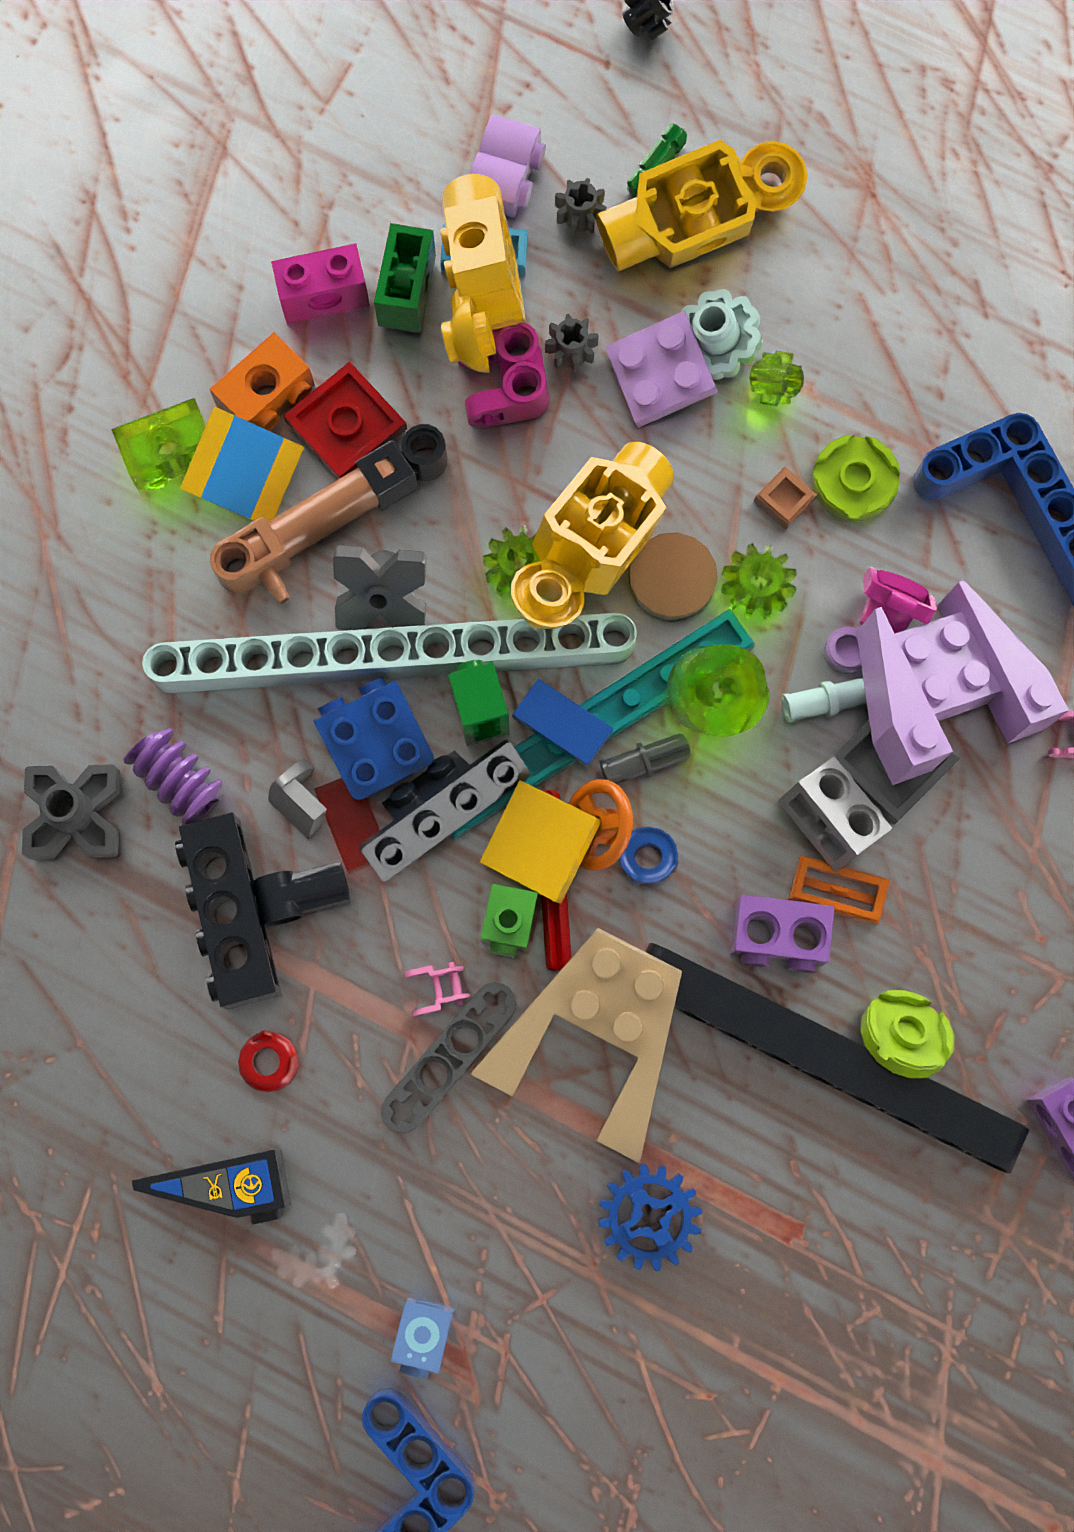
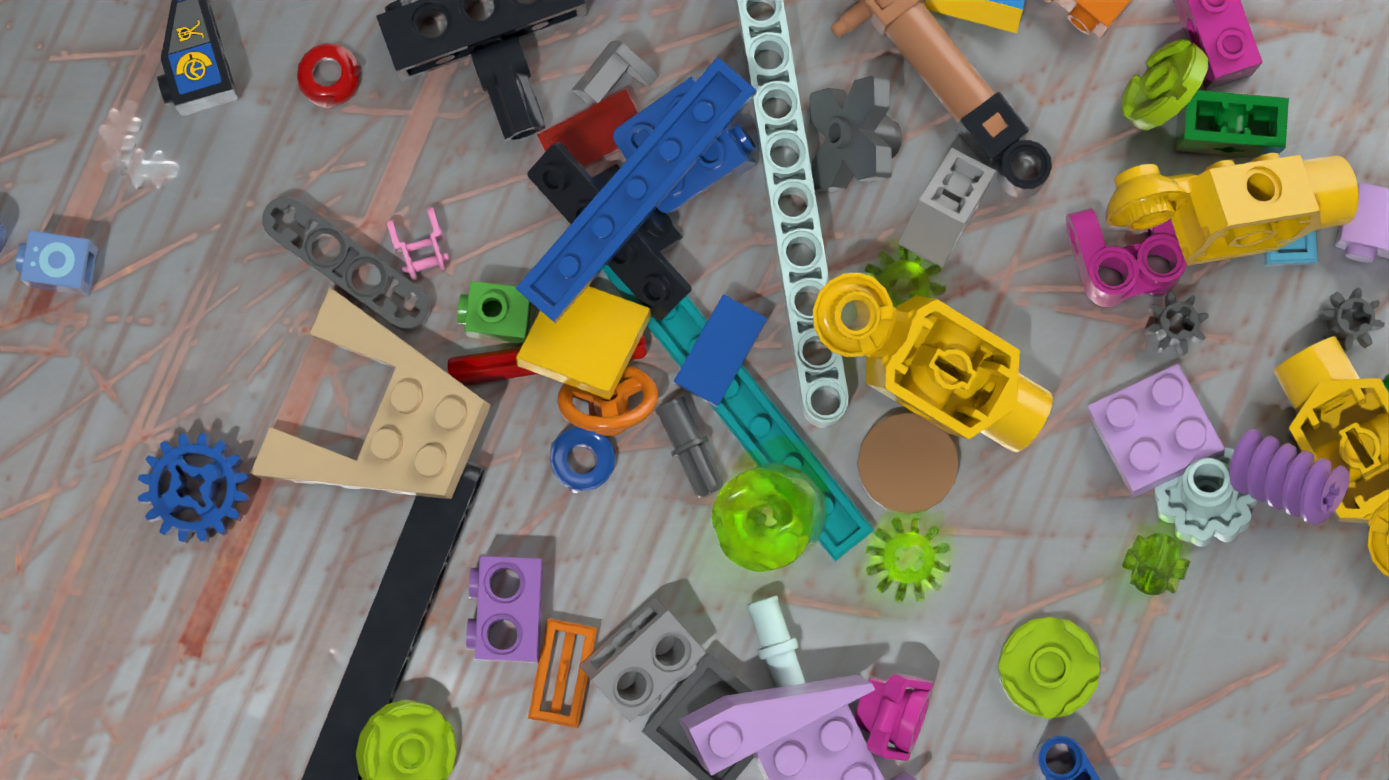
camera: 85 degrees right, 5 degrees up
(344, 420) = (1053, 76): red plate -> none
(365, 325) = (1166, 86): none -> lime tile
(415, 775) = (636, 190): none -> blue plate
(455, 512) = (946, 207): none -> light grey brick
(479, 702) = (731, 254): green brick -> none
(719, 254) = (1287, 478): none -> medium lavender piece
(785, 498) = (1015, 587): nougat tile -> none
(842, 650) = (839, 661): lavender tile -> none

